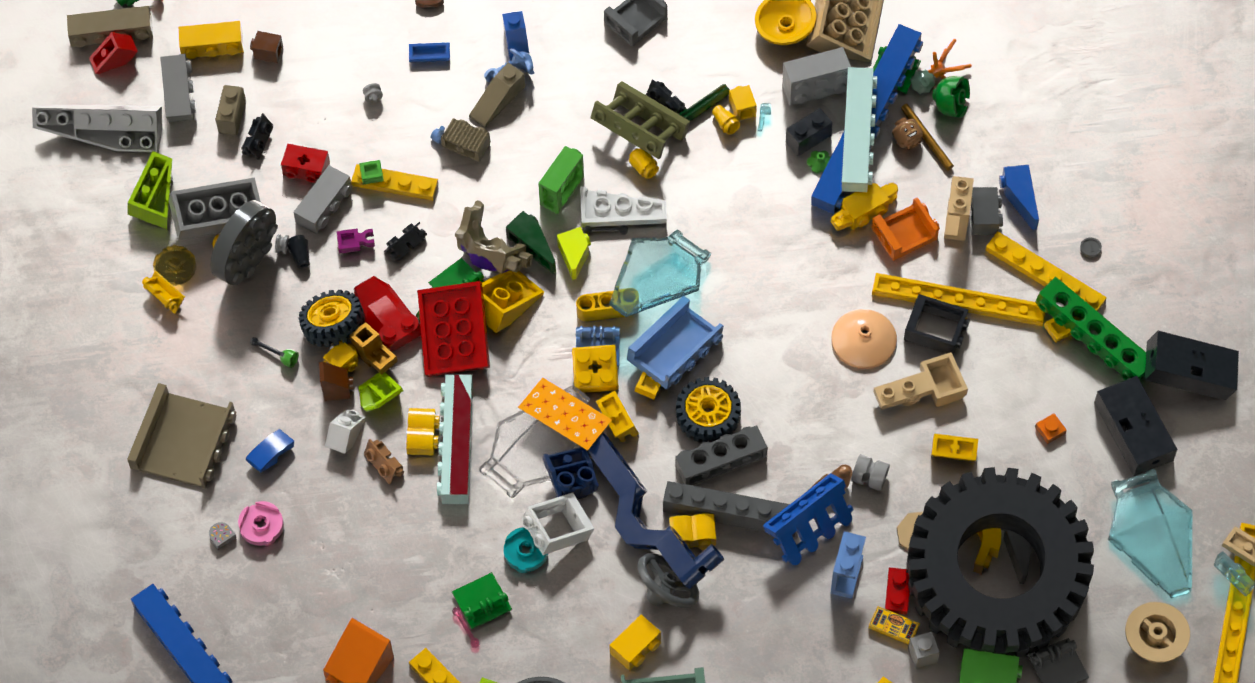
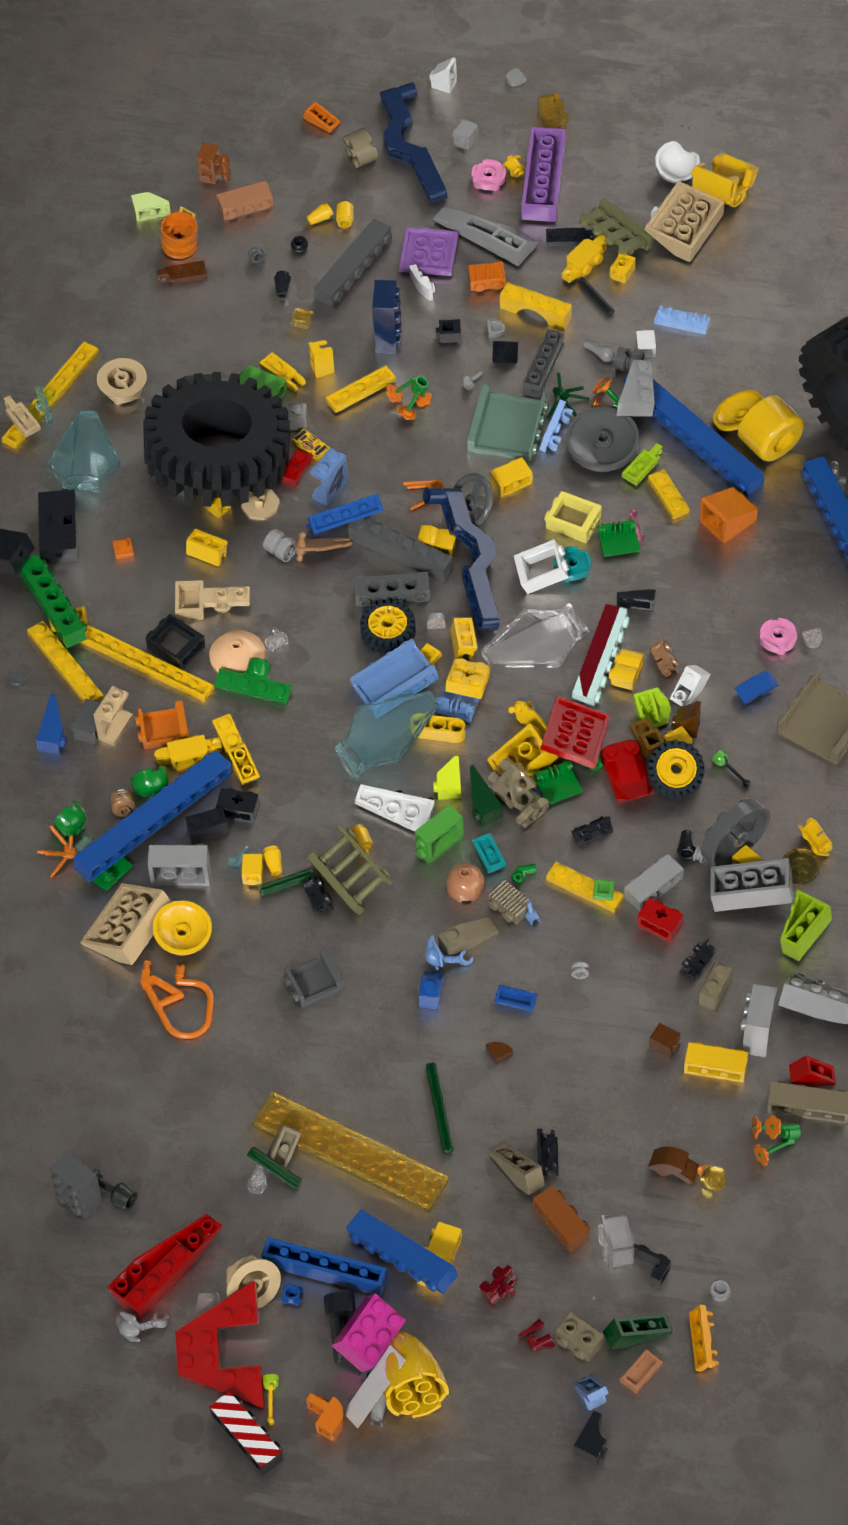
camera: 160 degrees left, 5 degrees down
(351, 240) = (639, 841): magenta plate -> none
(434, 521) = (637, 599): none -> black slope
(465, 179) = (521, 872): none -> green arm
(505, 186) = (489, 853): none -> teal plate
(519, 150) = (465, 882): none -> nougat cylinder
(525, 349) = (526, 715): none -> yellow piece
(561, 629) = (568, 529): none -> light yellow window
(565, 413) = (506, 640): light orange sticker -> none
(571, 472) = (517, 601): dark blue slope -> none
(656, 431) = (436, 621): none -> light grey tile
(722, 602) = (437, 483): none -> orange plant
(786, 163) = (239, 804): none -> black brick
(813, 221) = (235, 749): none -> yellow slope
(818, 161) = (205, 805): bright green plant -> none
(825, 357) = (276, 640): none -> clear brick
(828, 304) = (254, 682): none -> green plate
(857, 129) = (168, 791): light aqua brick -> none
(889, 159) = (150, 782): none -> green cylinder
(928, 138) = (105, 798): pearl gold bar -> none

